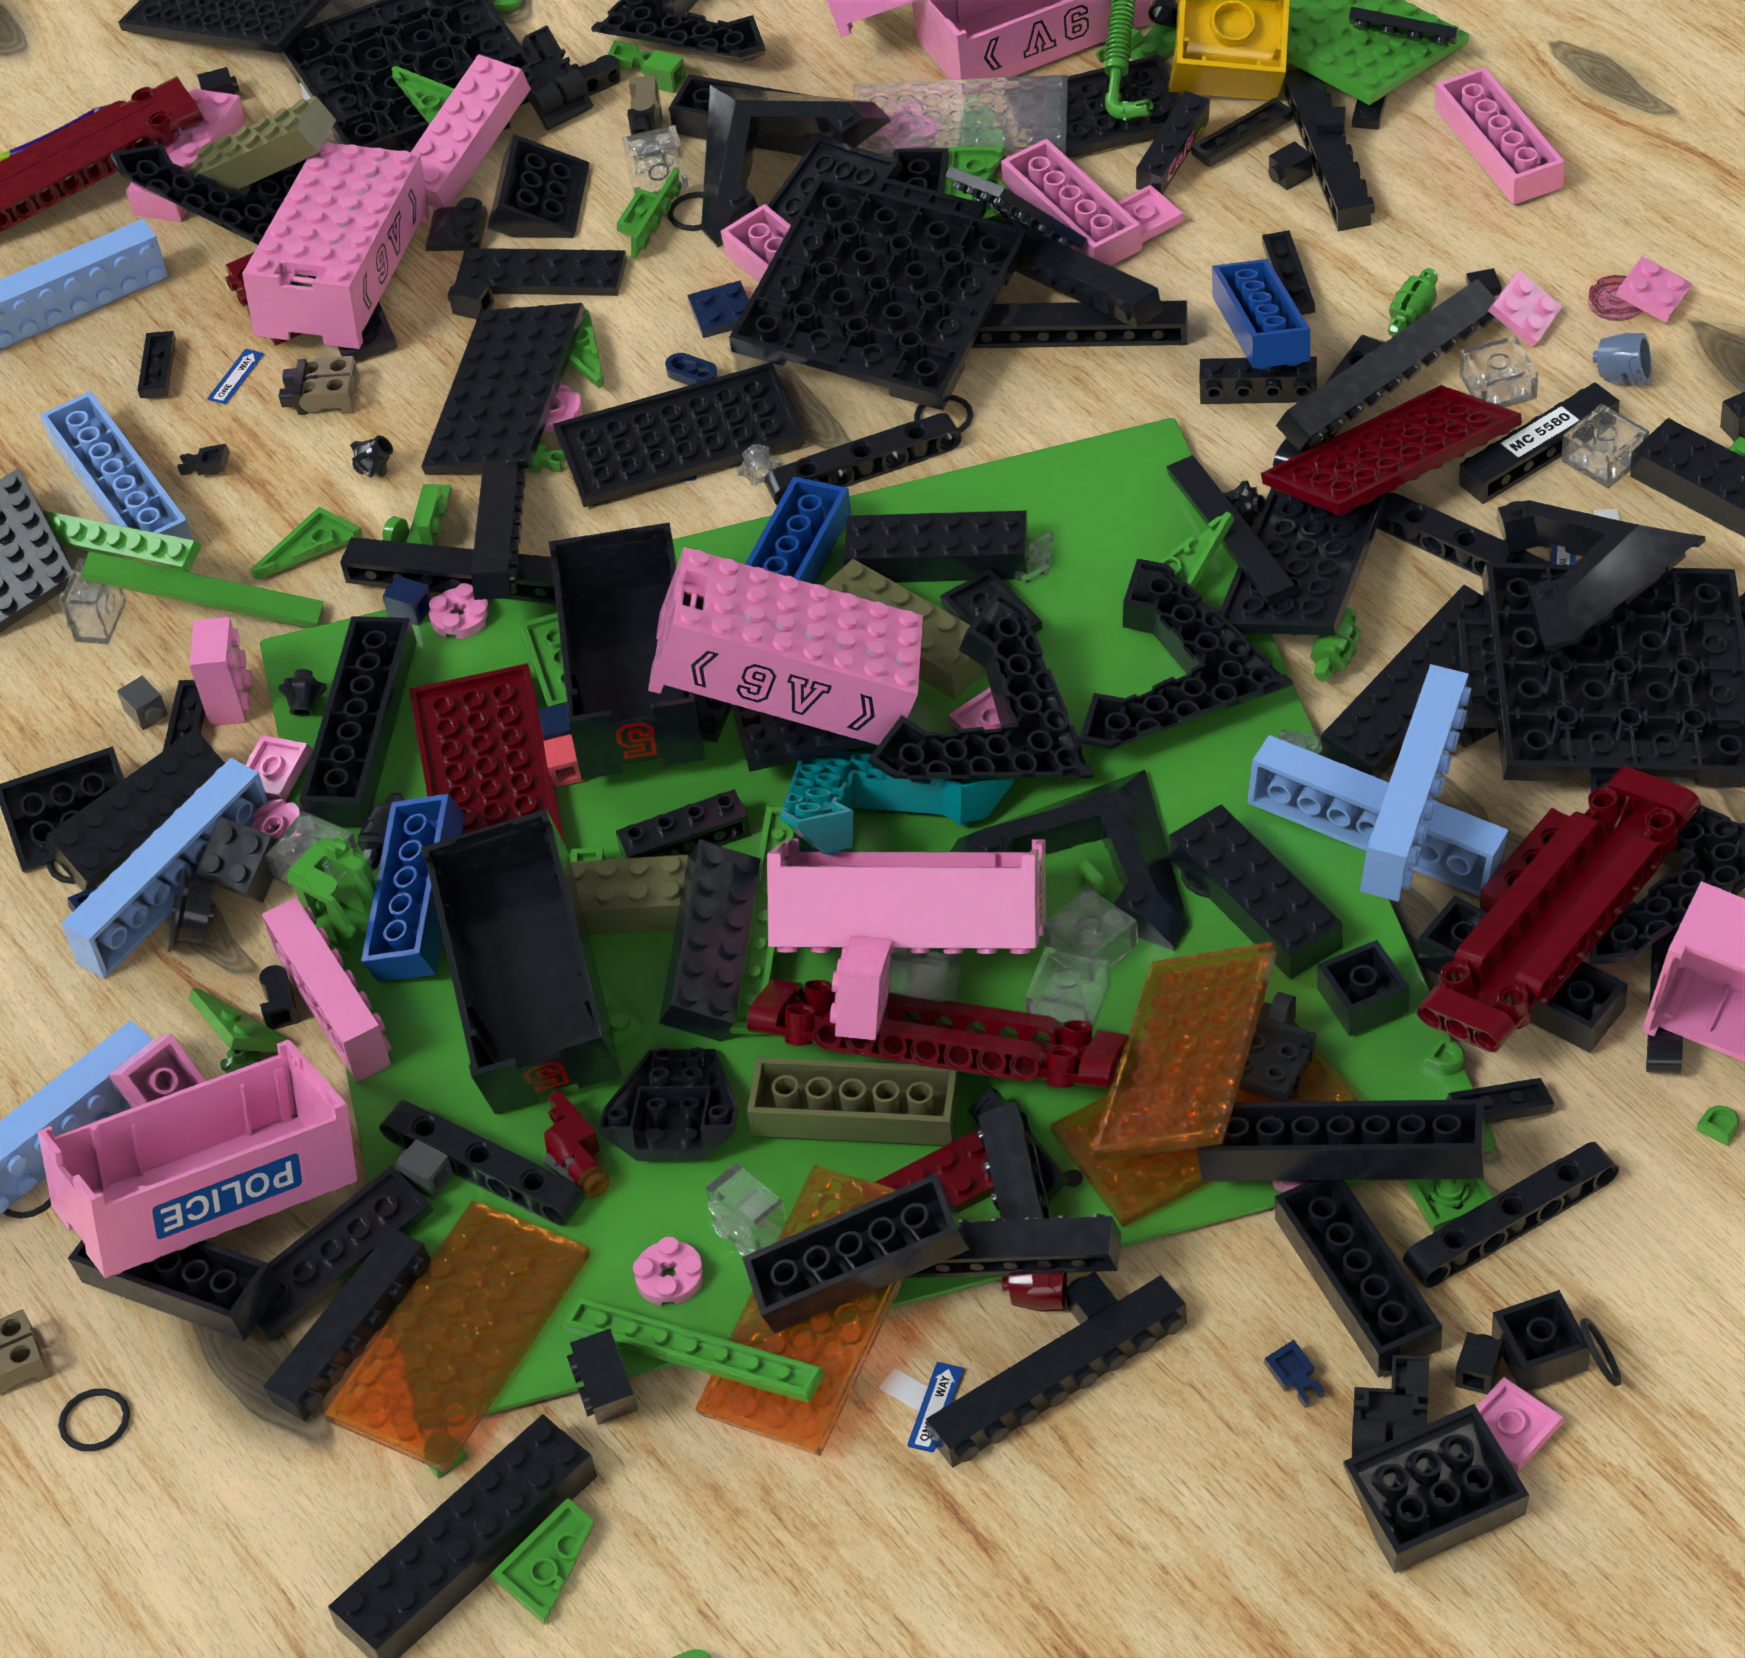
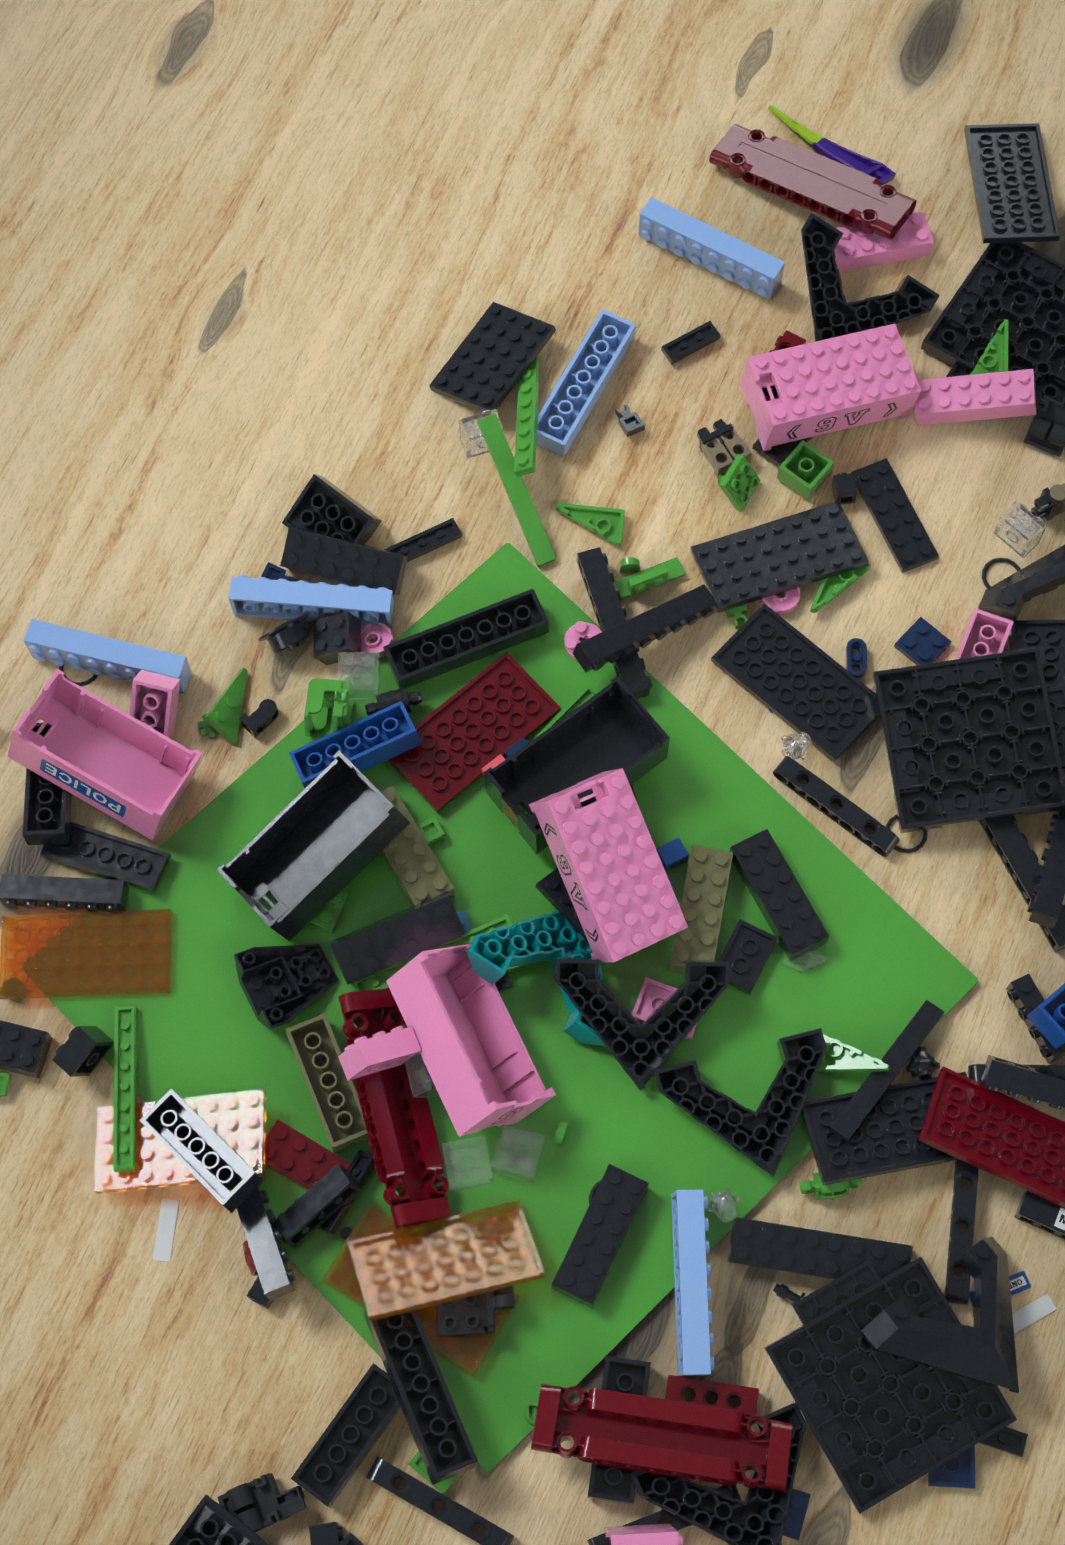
camera: 55 degrees right, 20 degrees up
(142, 702) = (427, 508): dark grey brick -> none
(218, 81) = (941, 222): black brick -> none
(220, 671) = (458, 540): bright pink brick -> none
(235, 376) = (710, 392): sticker -> none
(266, 145) = (876, 292): olive brick -> none
(279, 764) = (414, 612): bright pink plate -> none
(302, 692) = (473, 594): black rock -> none
(328, 989) = (264, 745): bright pink brick -> none
(371, 456) = (679, 514): black rock -> none
(380, 382) = (739, 482): none -> bright green plate
(407, 600) = (573, 607): dark blue brick -> none
(418, 318) = (805, 470): none -> bright green brick
(425, 1168) = (177, 870): dark grey brick -> none
(457, 226) = (904, 442): black slope -> none
(486, 1163) = (195, 914): black beam -> none
(538, 191) = (960, 472): black slope -> none
(572, 1148) = (228, 941): dark red plate -> none
(645, 212) = (977, 547): bright green bracket -> none
(662, 1256) = (181, 1053): bright pink plate -> none
(677, 832) = (479, 872): black brick -> none
(745, 1210) = (221, 1067): clear brick -> none
(802, 530) = (721, 810): blue brick -> none
(938, 1395) = (163, 1237): sticker -> none
(1056, 1371) = (211, 1295): black brick -> none
(1129, 826) = (623, 1120): black wedge -> none
(1293, 1368) = (273, 1429): dark blue plate -> none
(1363, 987) = (554, 1339): black brick -> none
(1415, 783) = (701, 1302): light blue brick -> none
(1510, 1099) = (515, 1462): black plate -> none

